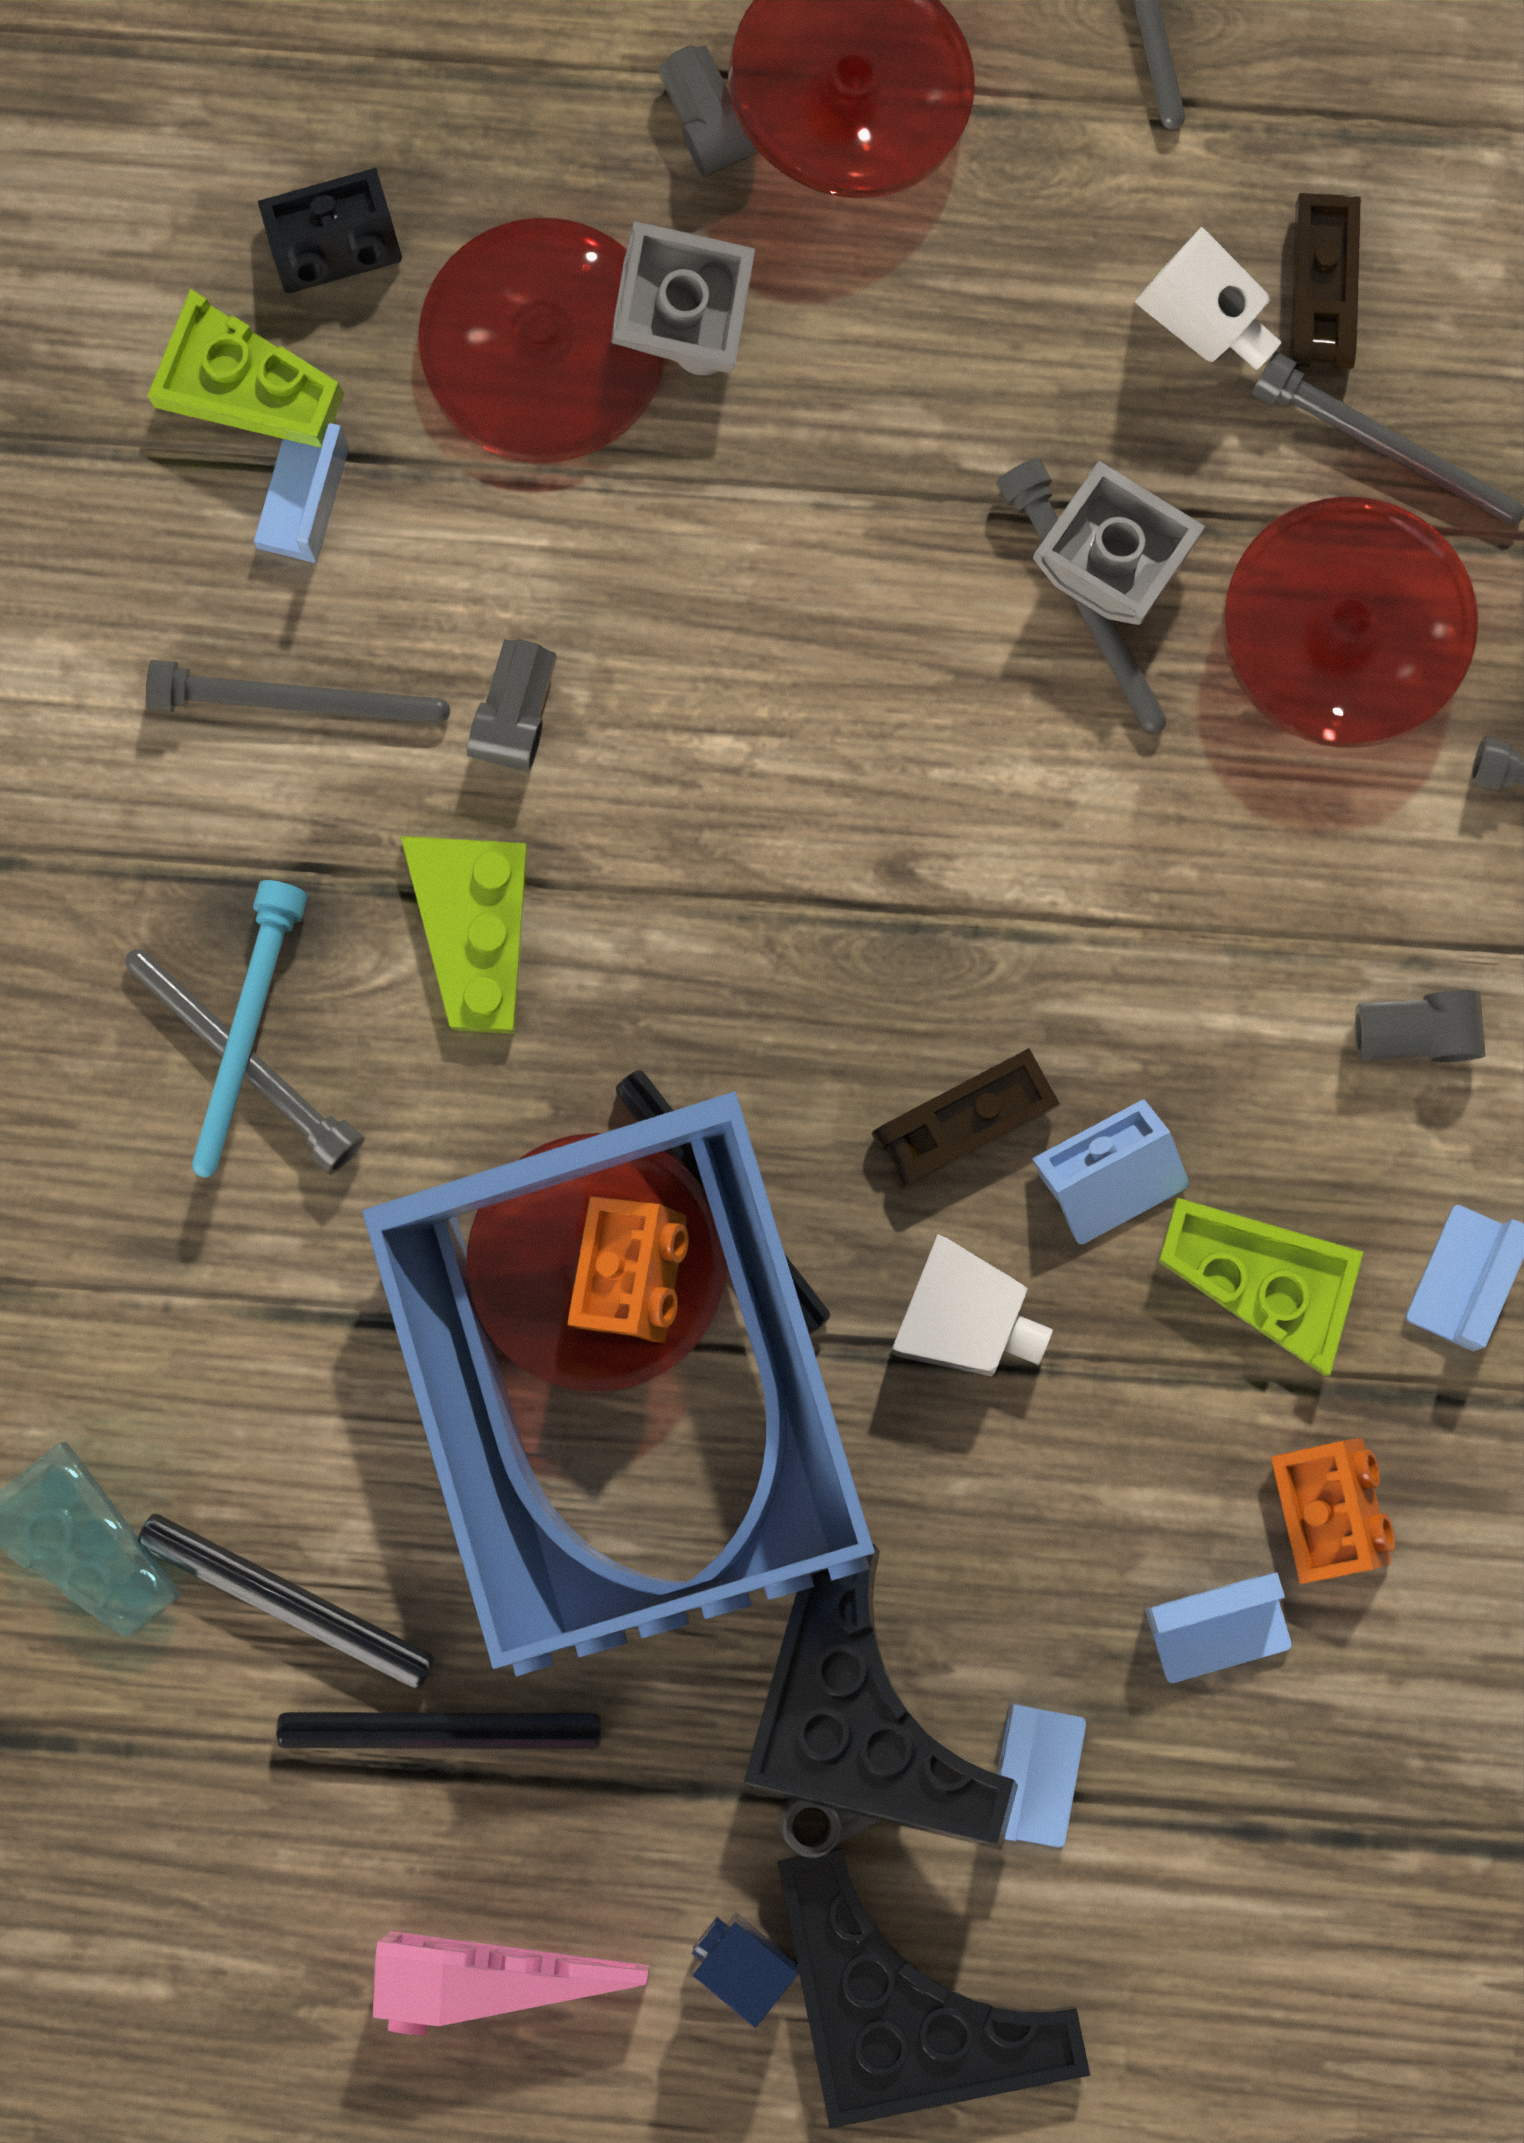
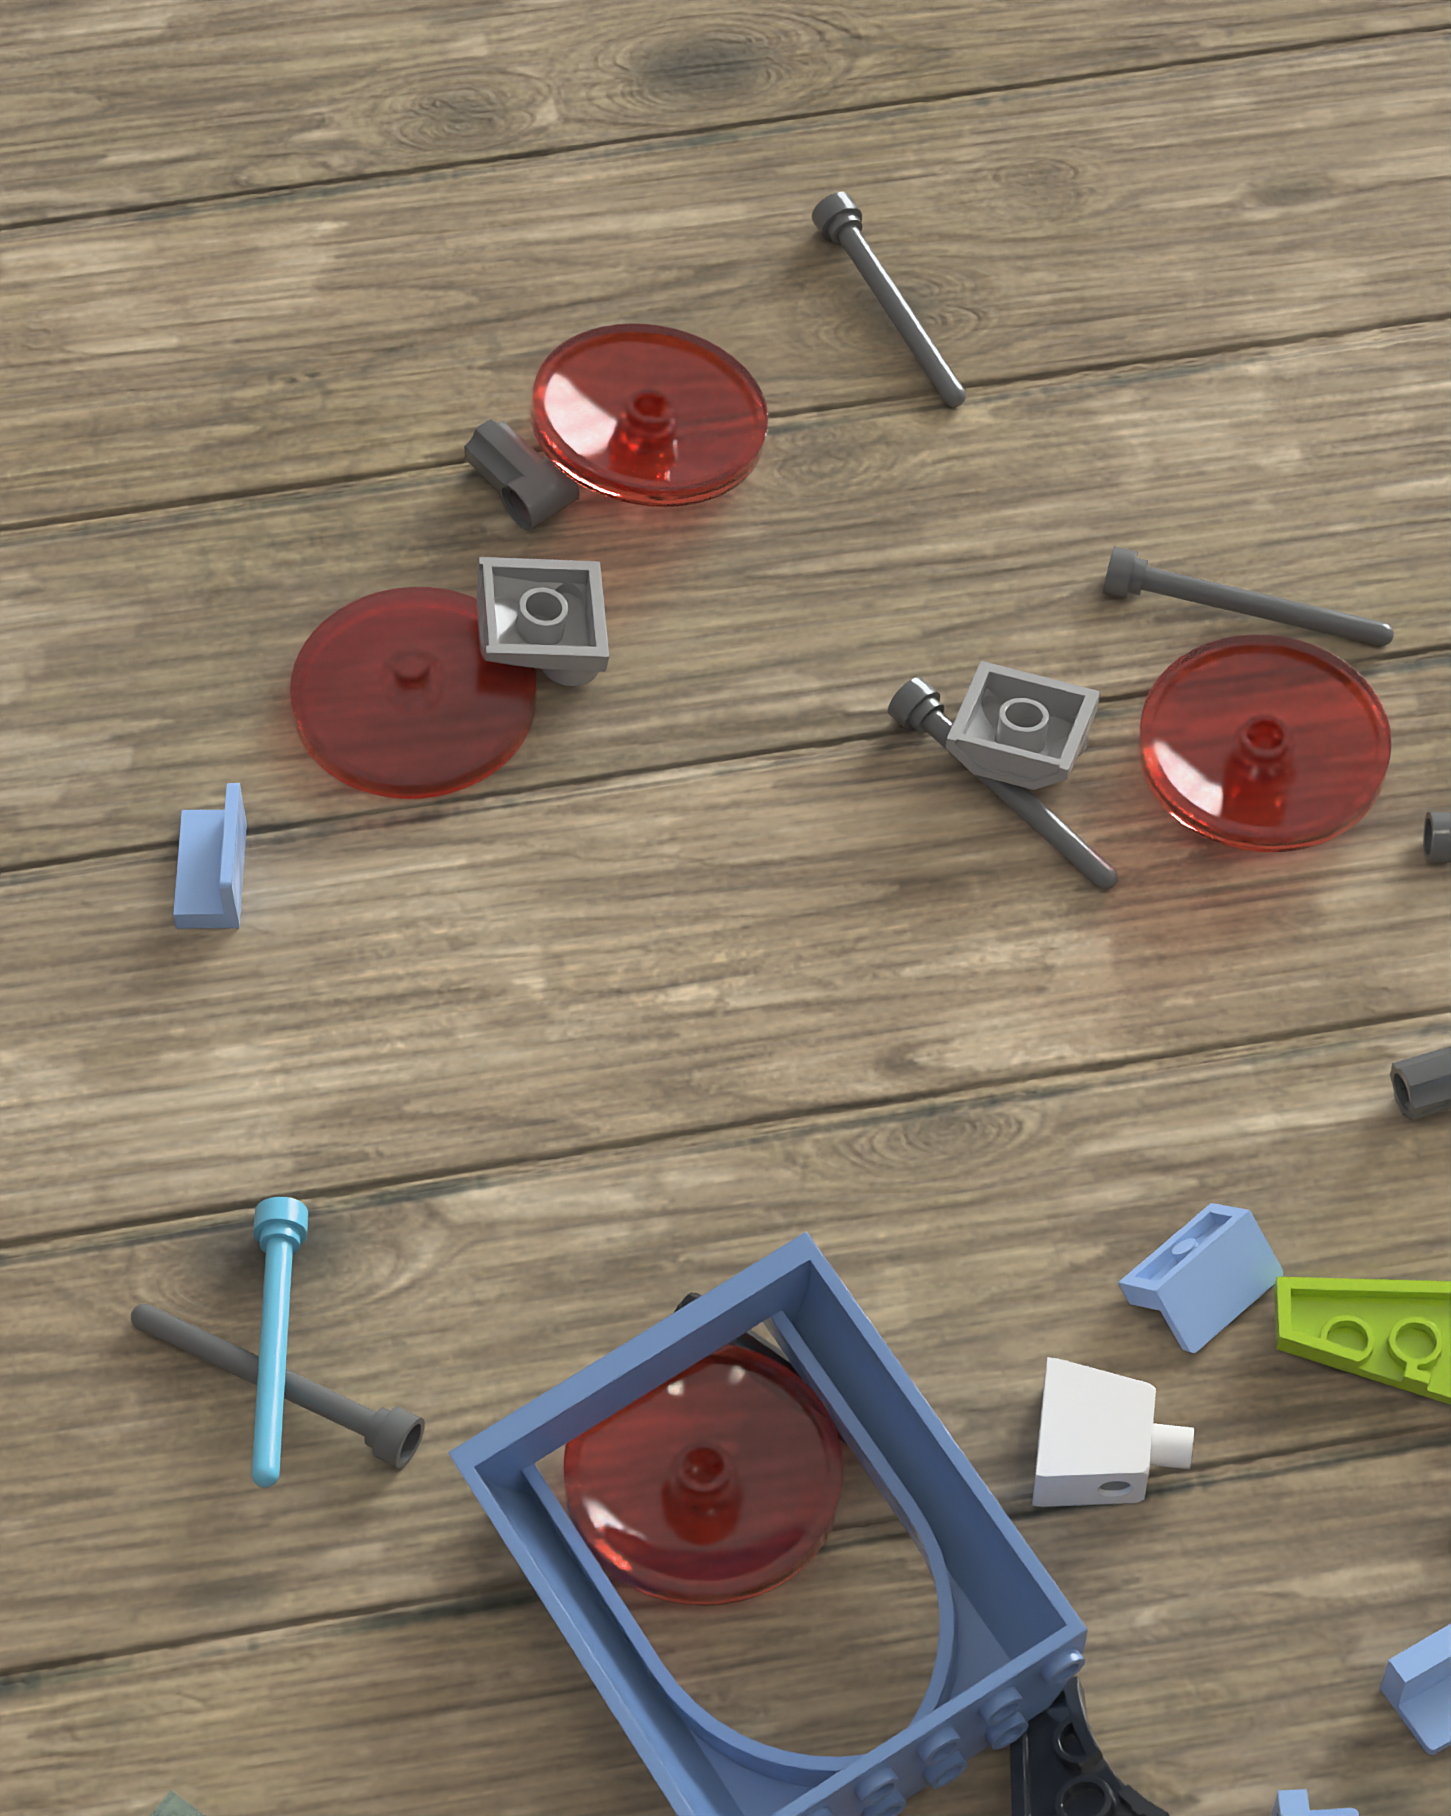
camera: 15 degrees left, 25 degrees down
(173, 686) = (124, 1057): dark grey piece -> none
(240, 380) = (125, 779): lime wing -> none
(330, 231) = (185, 644): black bracket -> none
(473, 925) = (485, 1203): lime wing -> none
(509, 723) = (472, 1012): dark grey piece -> none
(628, 1268) = (740, 1453): orange bracket -> none
(967, 1117) = (1039, 1259): dark brown plate -> none
(1210, 302) = (1039, 516): white torso -> none
(1325, 278) = (1140, 485): dark brown plate -> none

